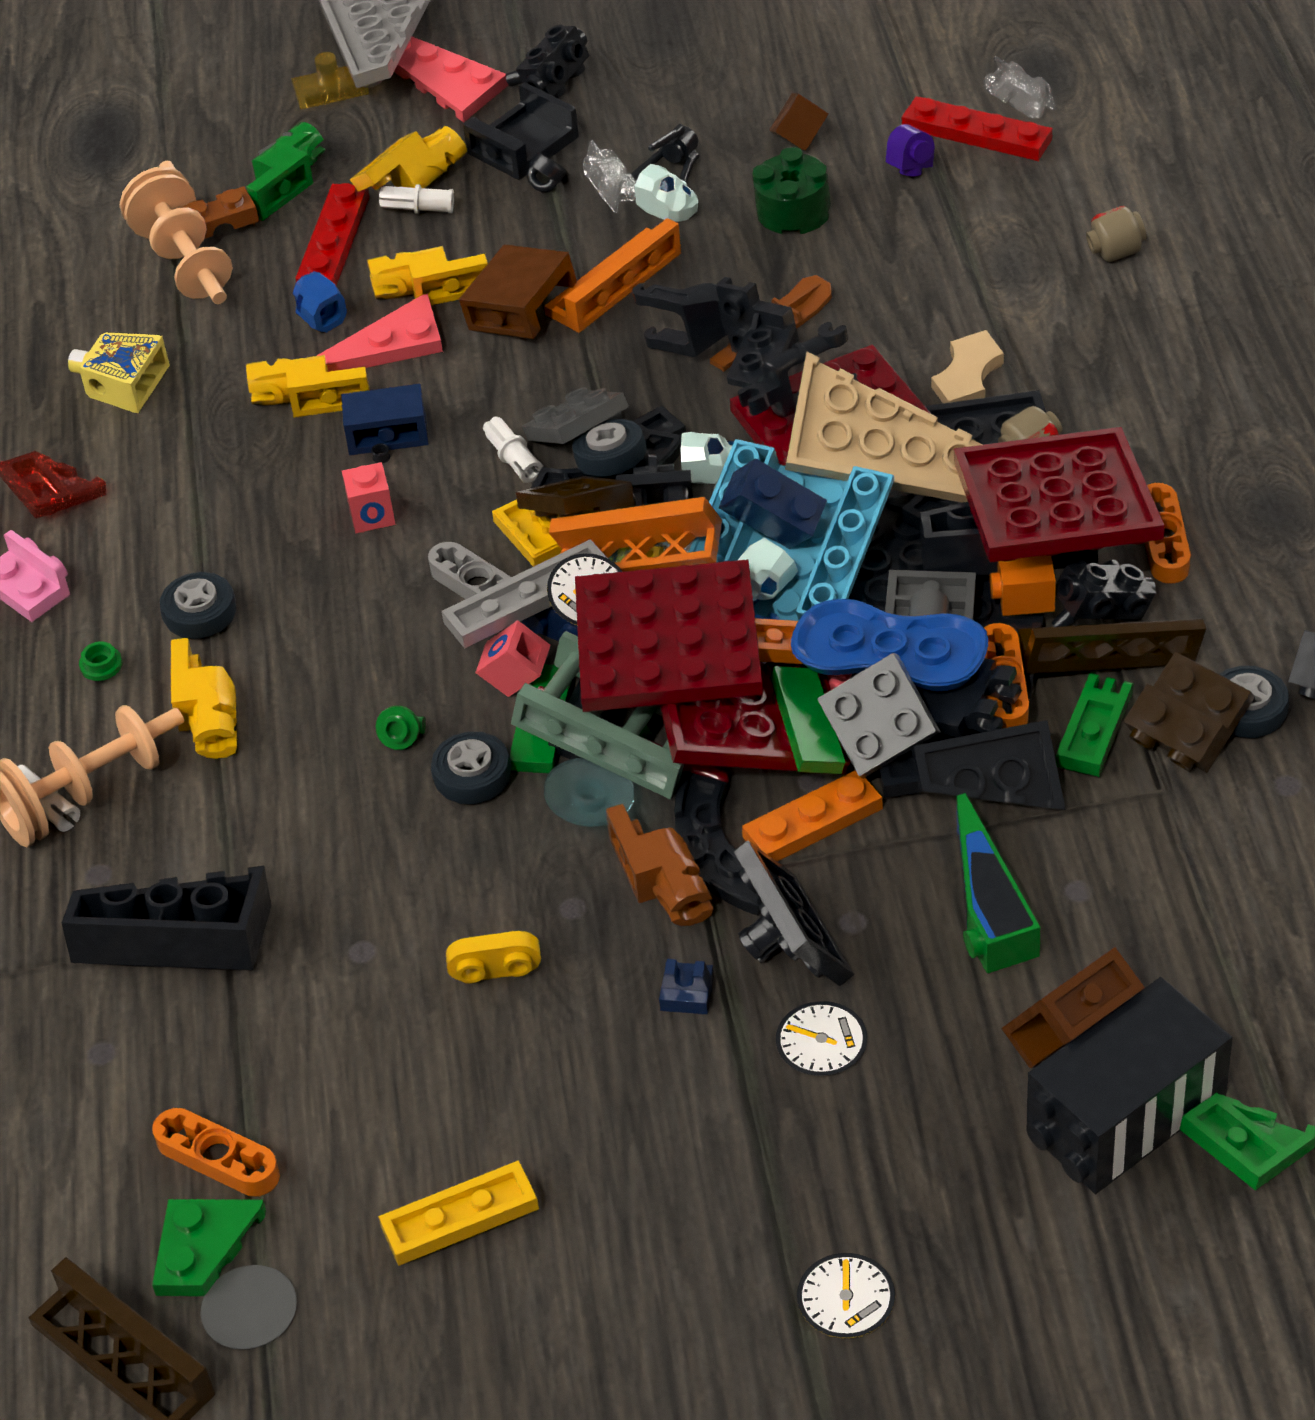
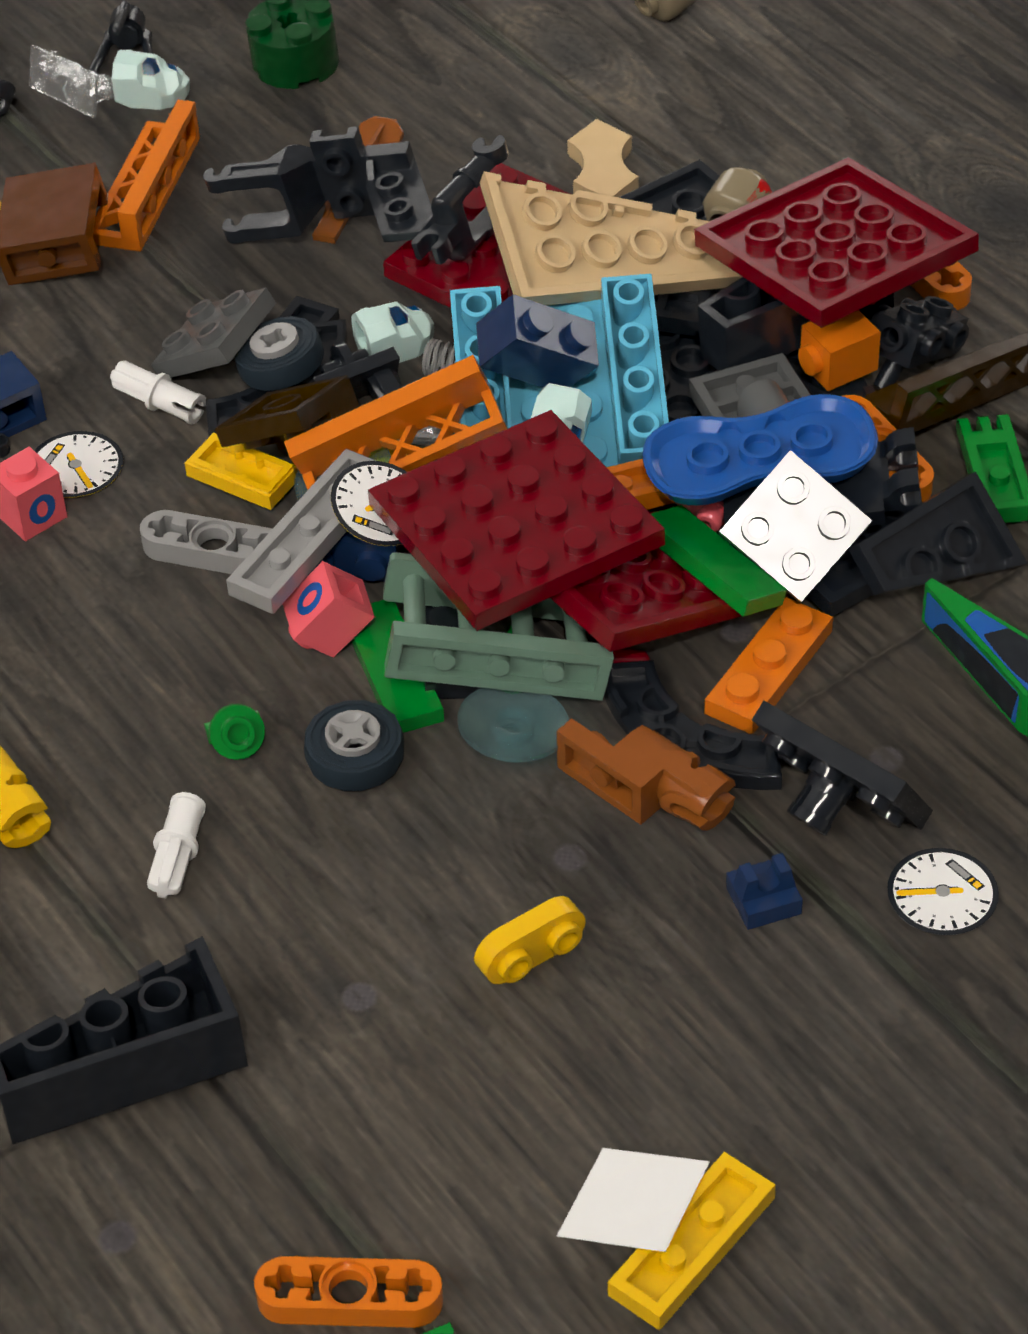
camera: 30 degrees left, 0 degrees up
(306, 795) = (176, 844): none -> white axle
(426, 485) = (84, 461): none -> white sticker
(438, 1168) = (633, 1199): none -> white sticker

